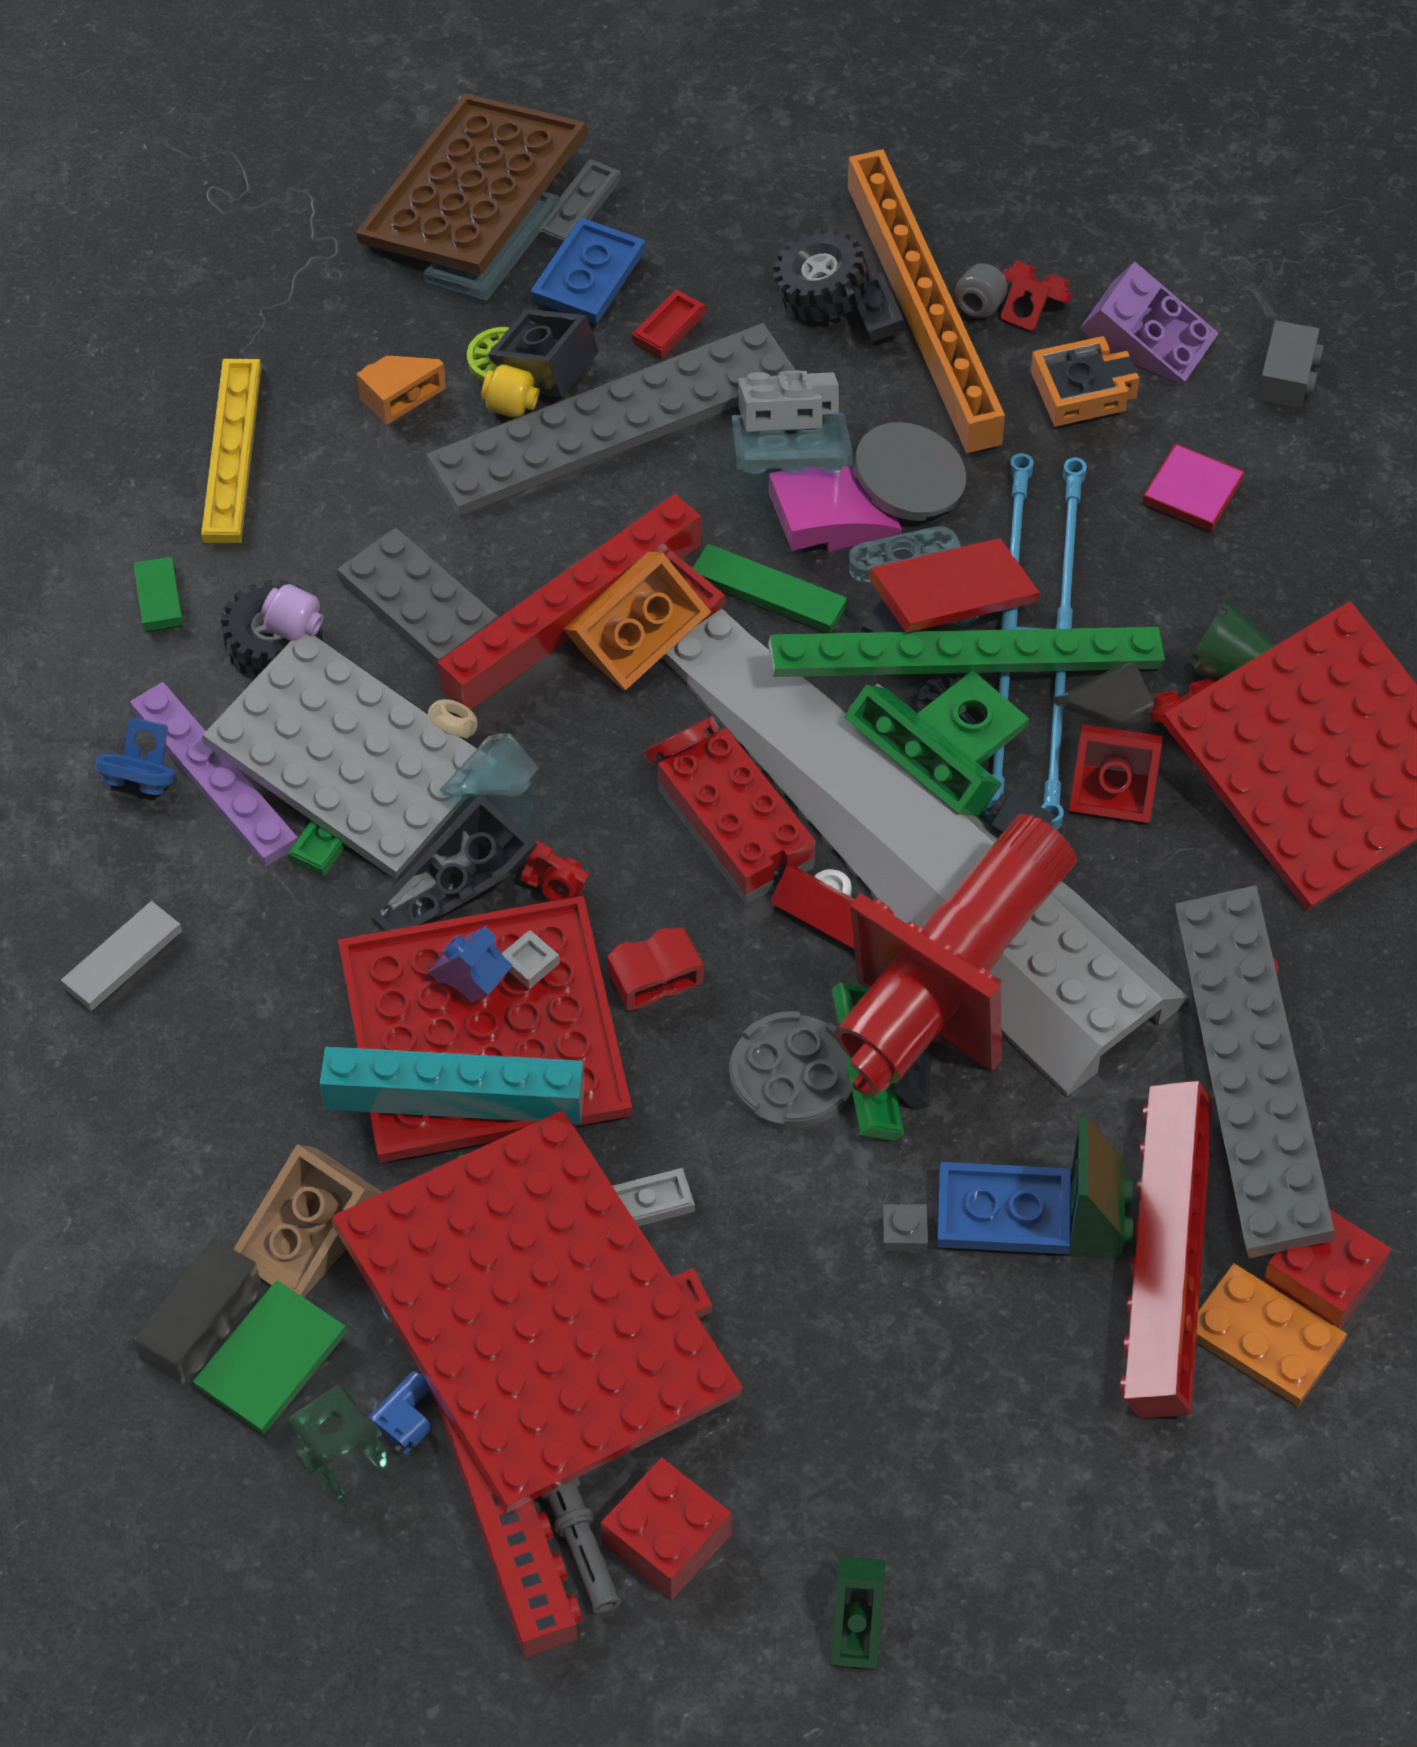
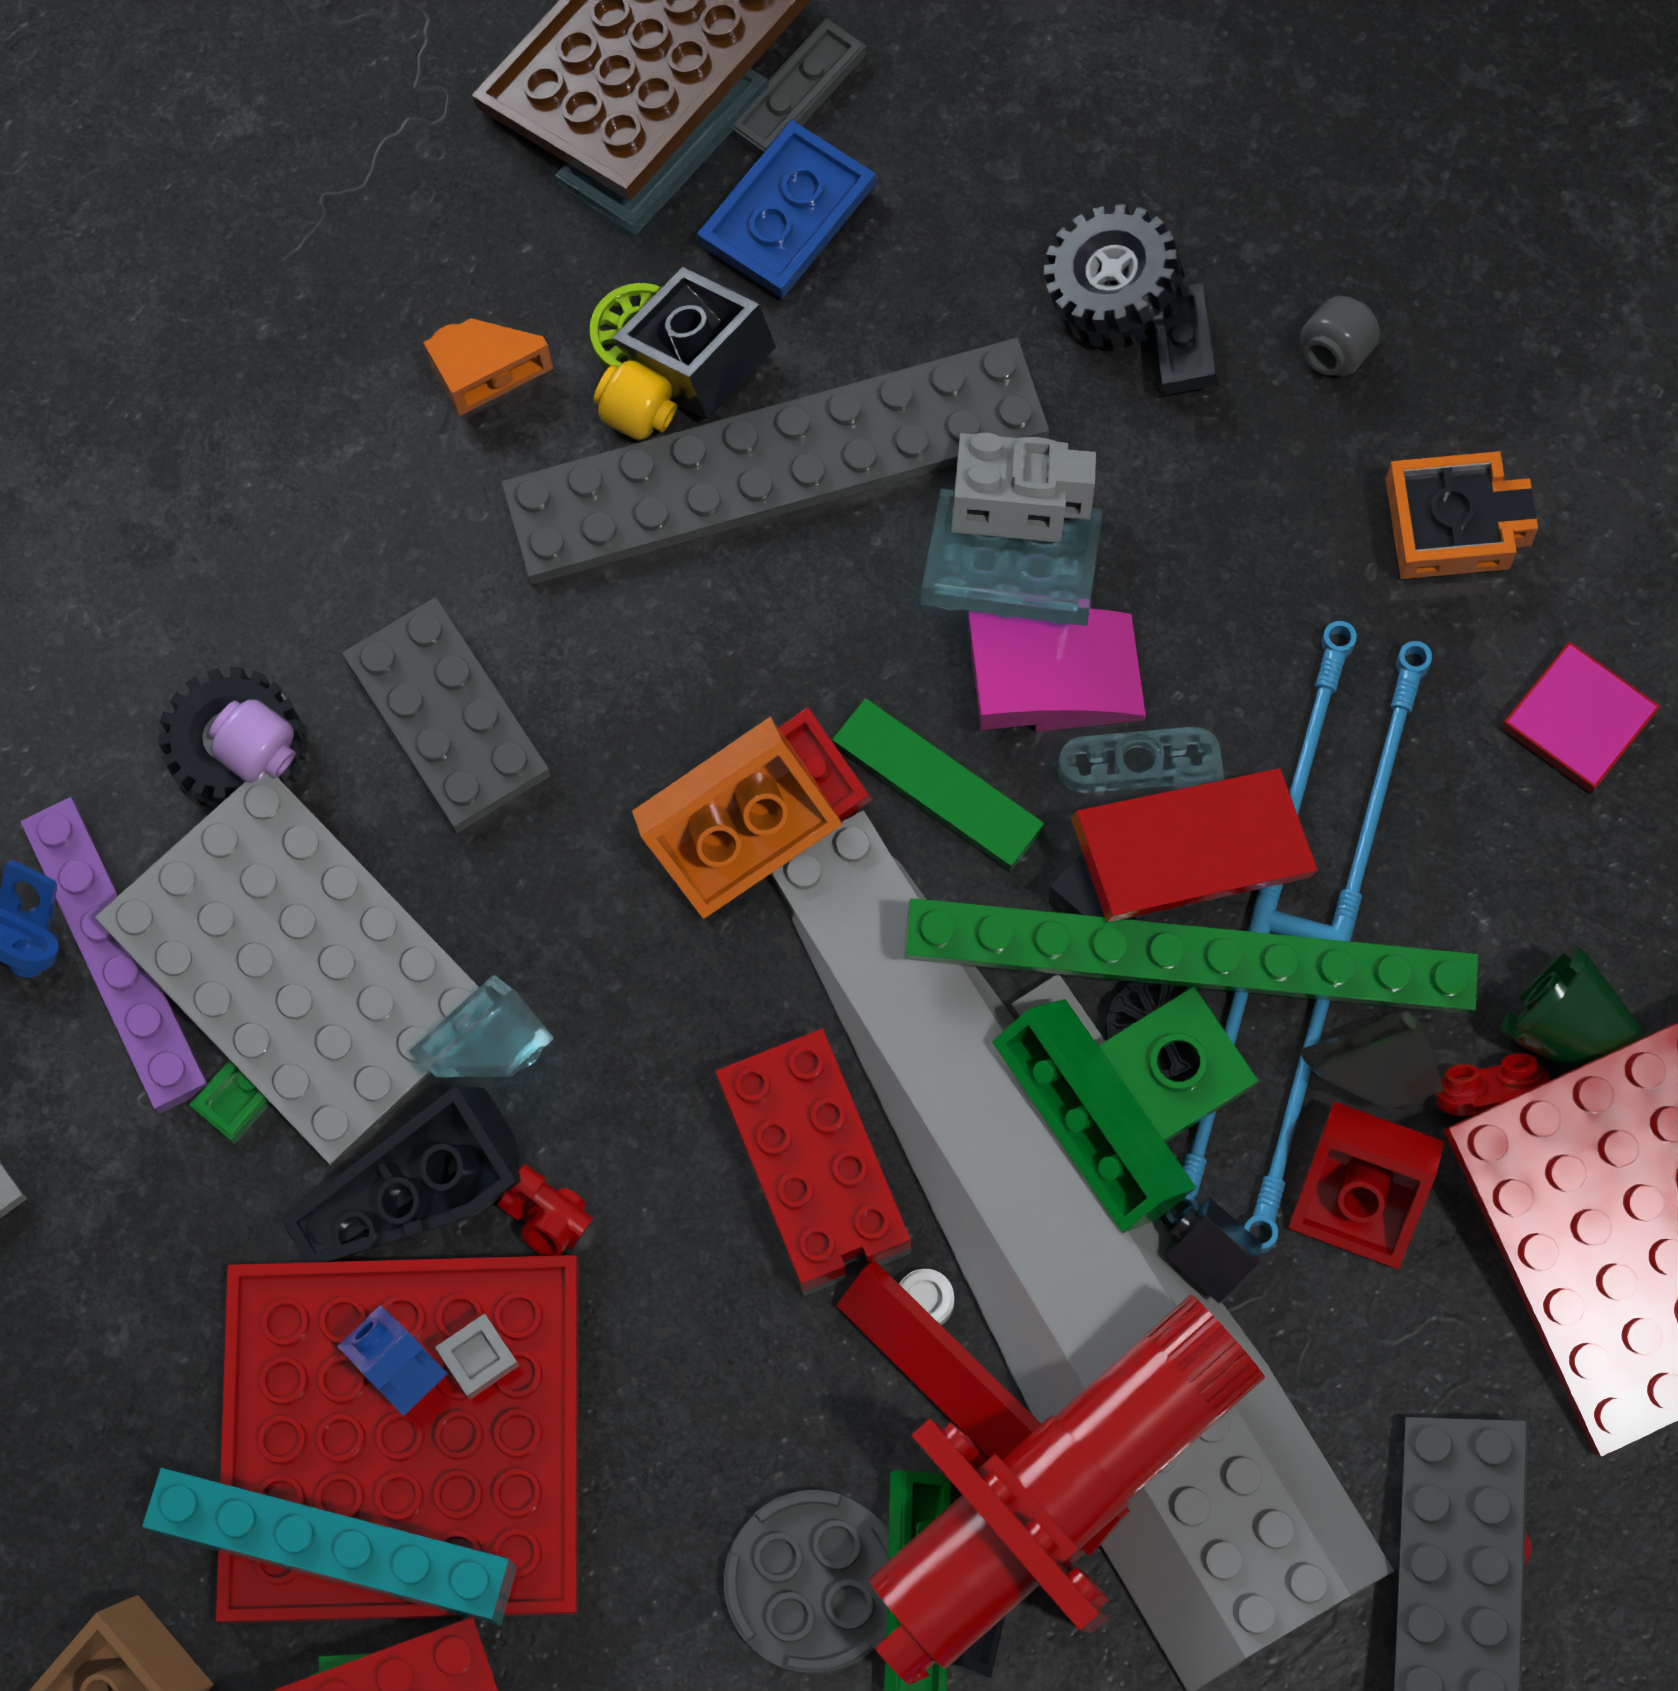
camera: 15 degrees right, 15 degrees up
(158, 594) = (92, 648): green tile -> none
(231, 451) = (236, 427): yellow tile -> none
(453, 725) = (444, 941): tan piece -> none
(537, 623) = (602, 793): red brick -> none
(655, 968) = (652, 1387): red brick -> none
(668, 324) = (885, 314): red tile -> none
(681, 740) = (757, 1031): red tile -> none
(909, 470) = (1174, 627): dark grey tile -> none
(926, 302) = (1254, 345): orange brick -> none
(1024, 280) = (1427, 344): red bracket -> none
(1150, 325) = (1572, 435): medium lavender slope -> none

